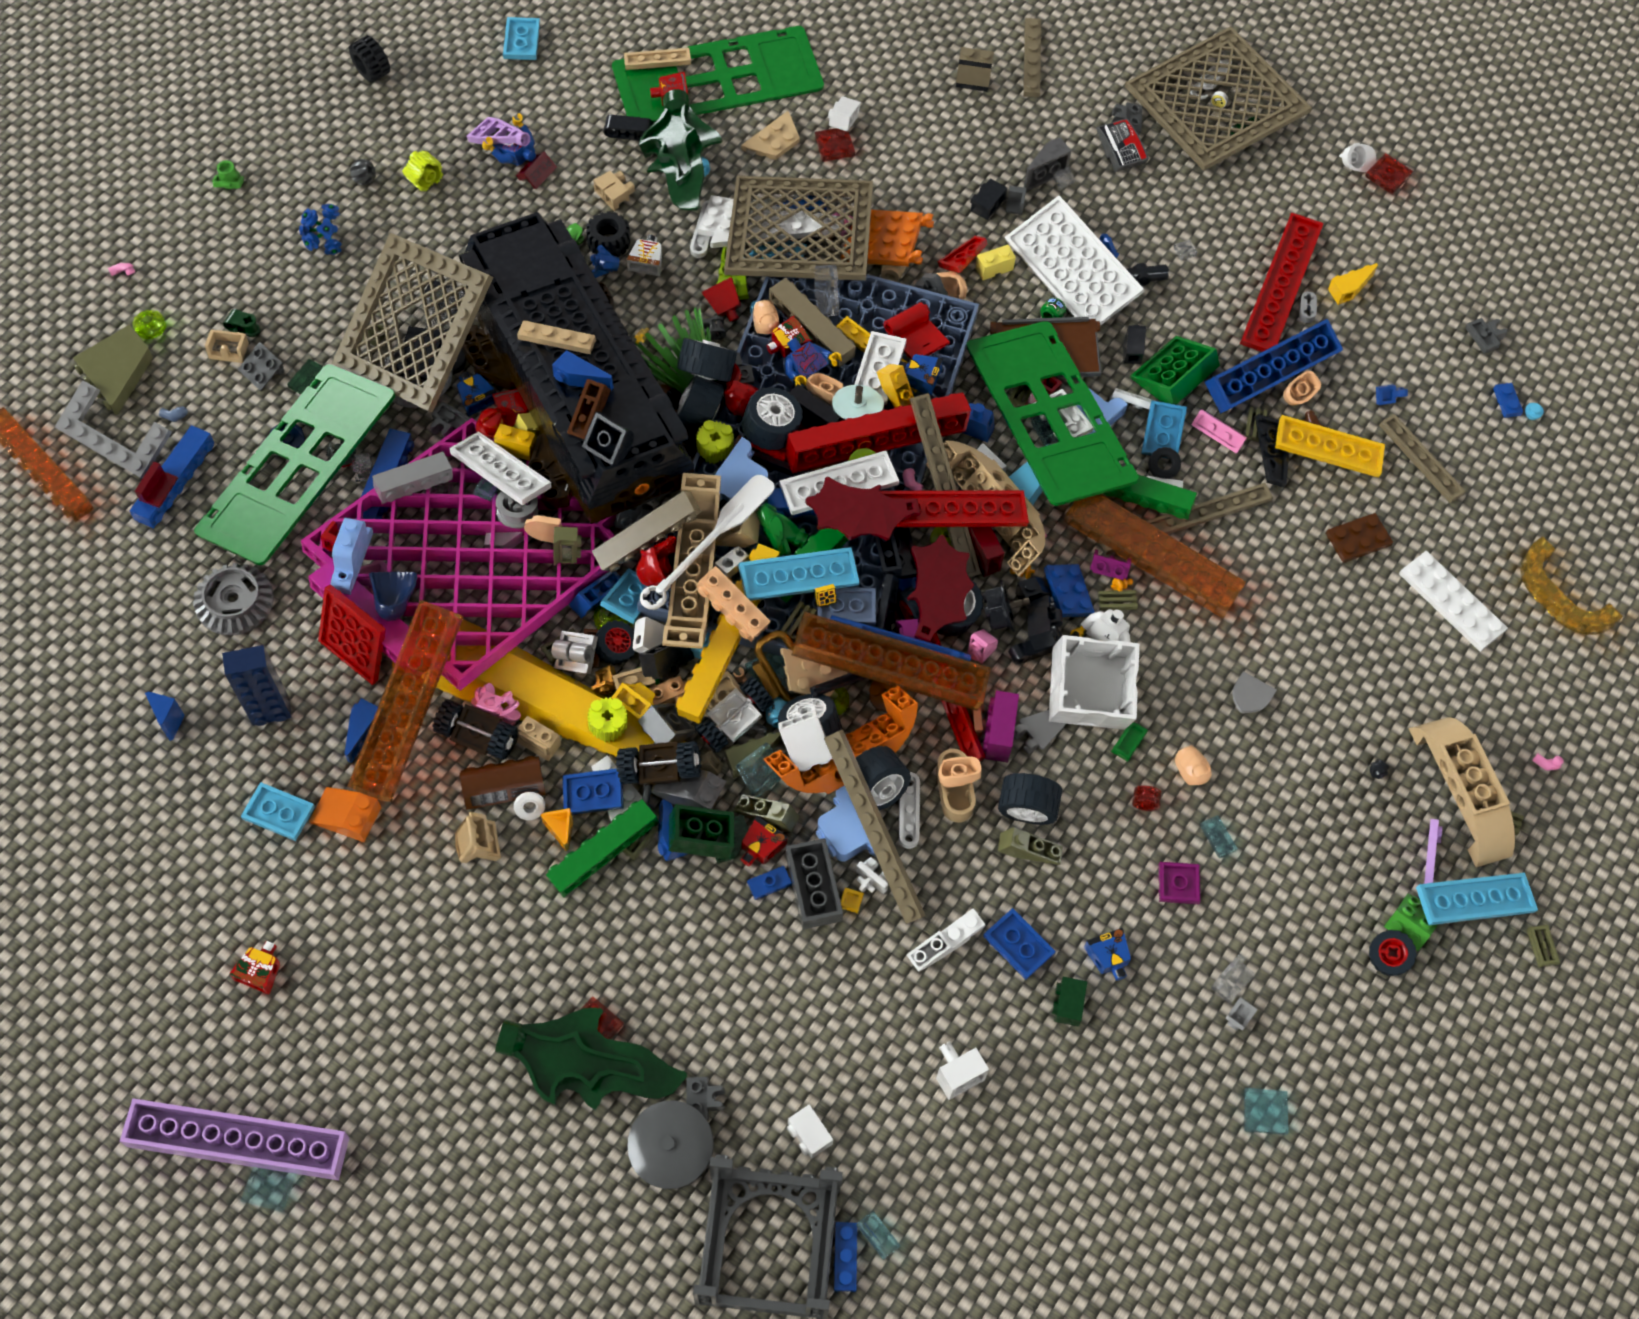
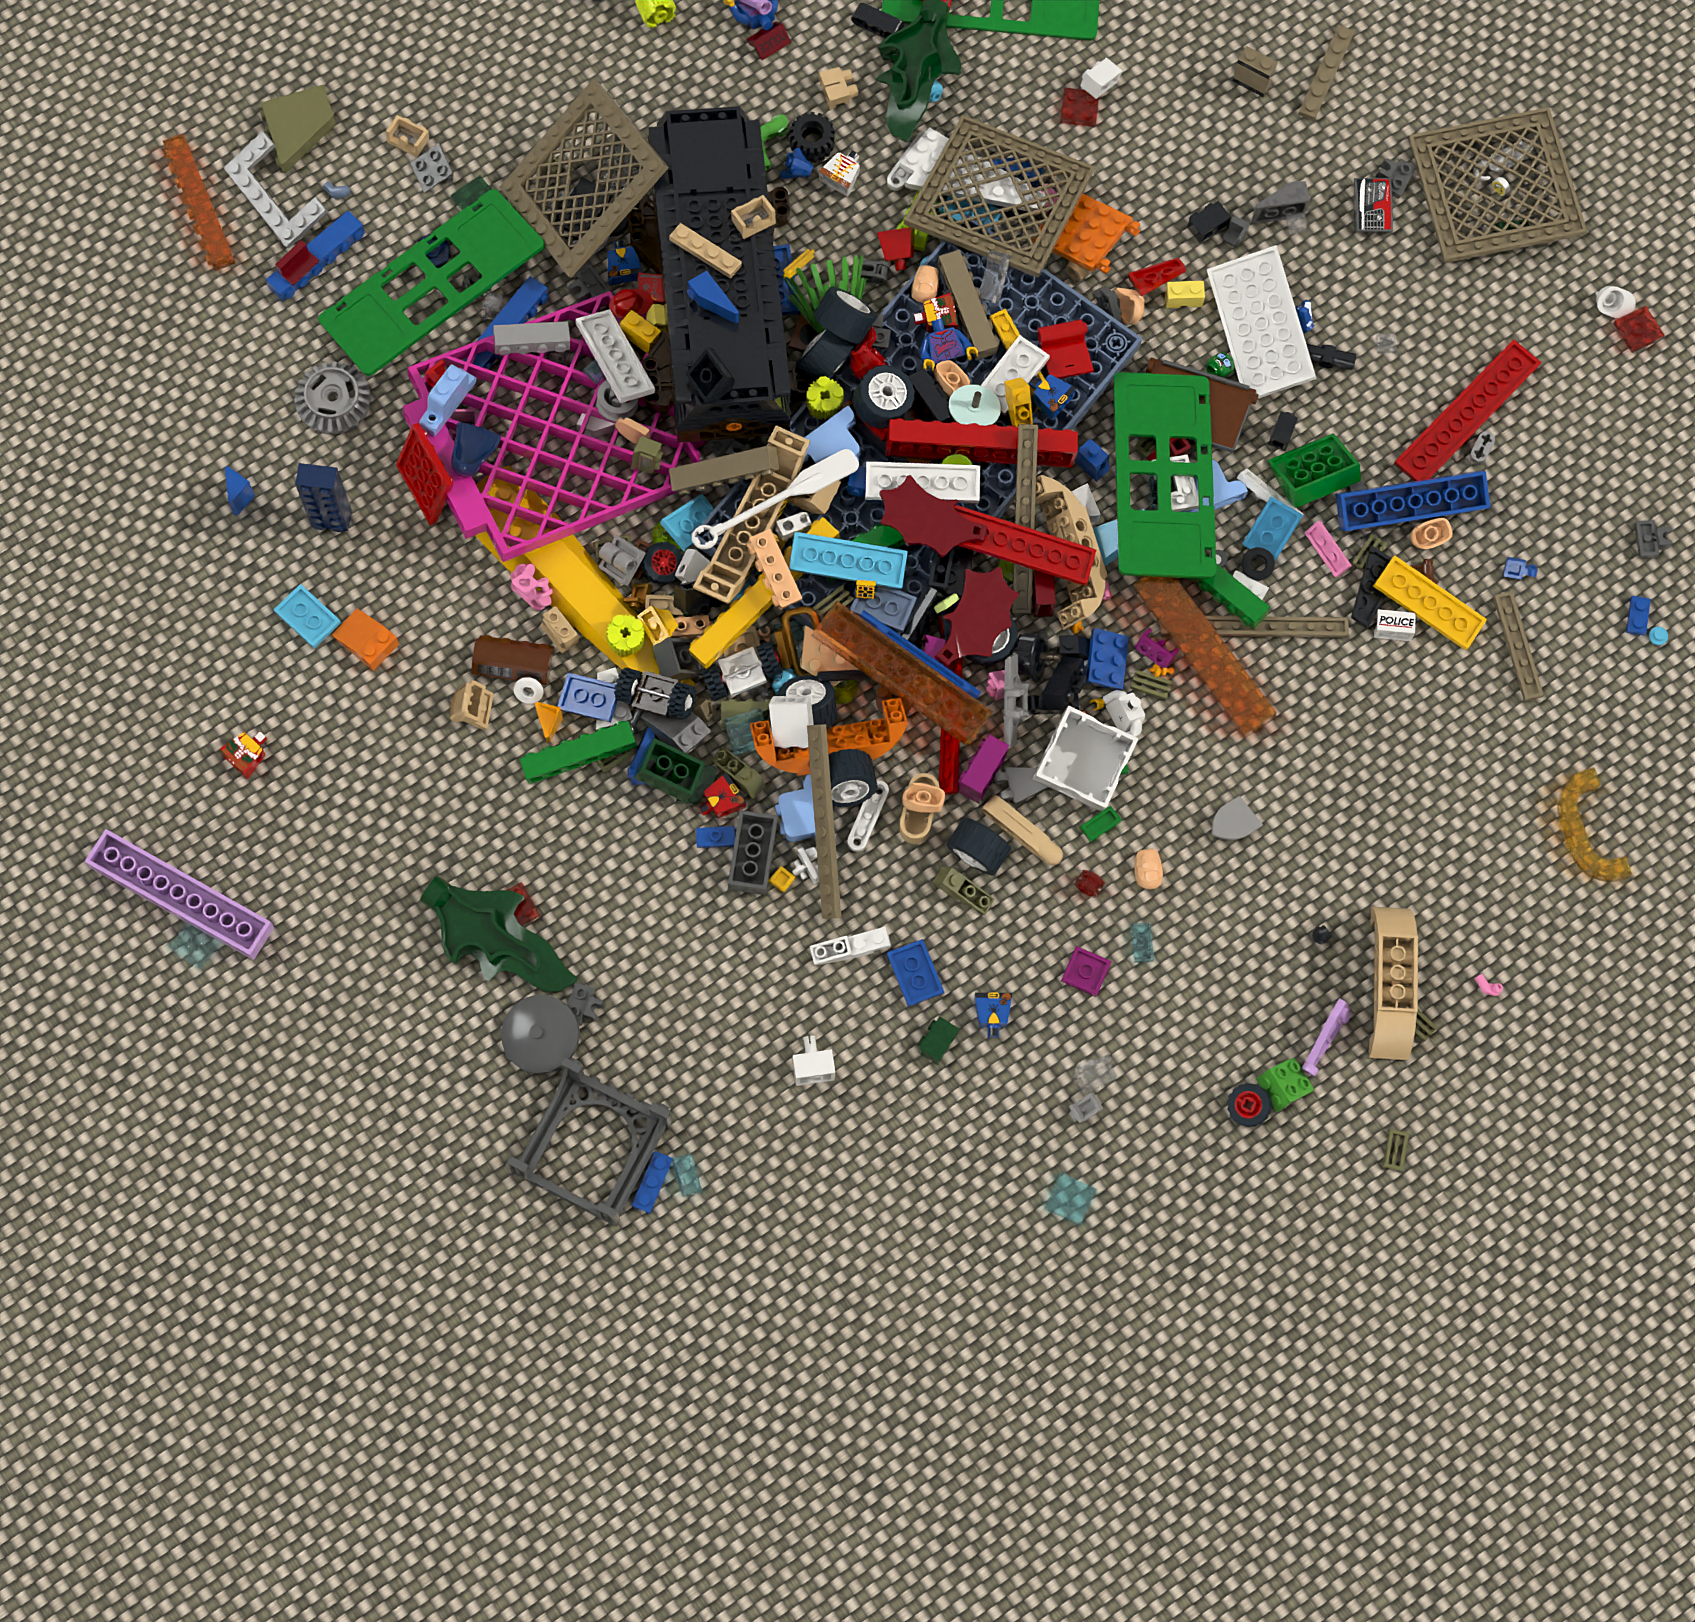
camera: 20 degrees right, 10 degrees up
(118, 268) = (335, 17): bright pink arm -> none
(152, 328) = (344, 93): clear neon green piece -> none
(242, 322) = (429, 116): dark green piece -> none
(325, 229) = (539, 42): blue plant -> none
(359, 725) = (407, 560): blue slope -> none
(405, 701) = (449, 556): clear orange brick -> none
(475, 729) = (505, 601): plate -> none
(590, 294) = (753, 216): none -> tan window
(591, 400) = (706, 336): reddish brown slope -> none
(592, 595) = (660, 508): blue slope -> none
(654, 562) = (721, 502): red head -> none
(774, 139) = (1021, 81): tan wing -> none
(780, 529) = (850, 509): green animal -> none
(809, 1131) = (663, 1067): white brick -> none
(905, 584) = (945, 603): none -> yellowish green tile
(909, 480) = (994, 501): bright pink arm -> none
(977, 721) = (965, 755): nougat plate -> none
(1000, 641) = (1014, 688): none -> light grey piece
(1061, 771) = (1022, 830): none -> tan piece
(1309, 475) = (1395, 625): none -> white panel
(1347, 286) = (1534, 439): yellow slope -> none
(1359, 537) = (1416, 704): reddish brown plate -> none
(1453, 601) = (1477, 799): white plate -> none
(1476, 898) = (1351, 1085): medium azure plate -> none

